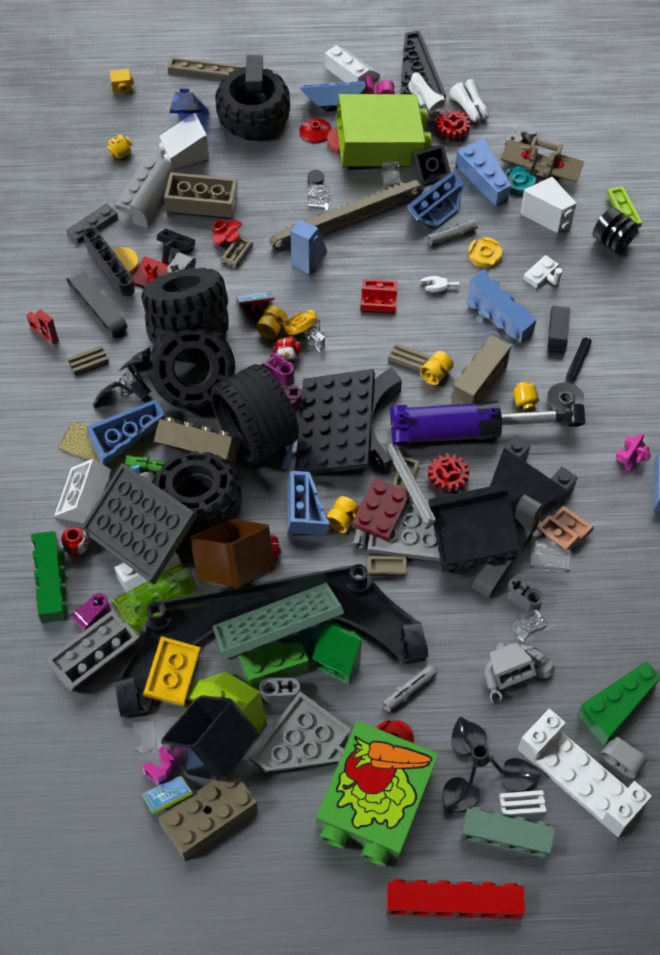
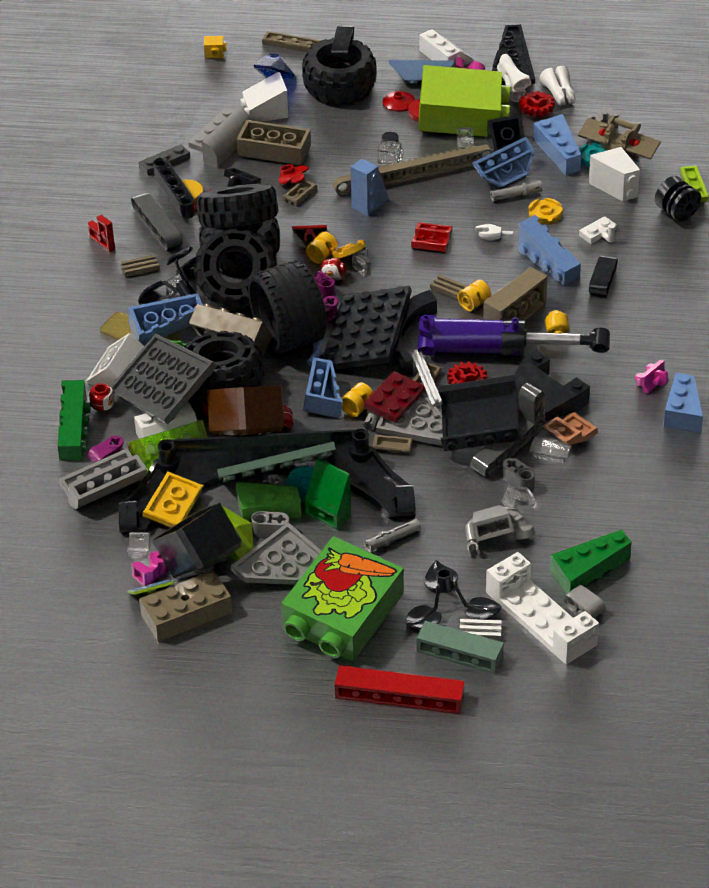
camera: 10 degrees right, 15 degrees down
(119, 146) = (202, 99): yellow head -> none
(564, 392) = (588, 324): dark grey dish -> none
(578, 359) = (617, 302): black axle -> none

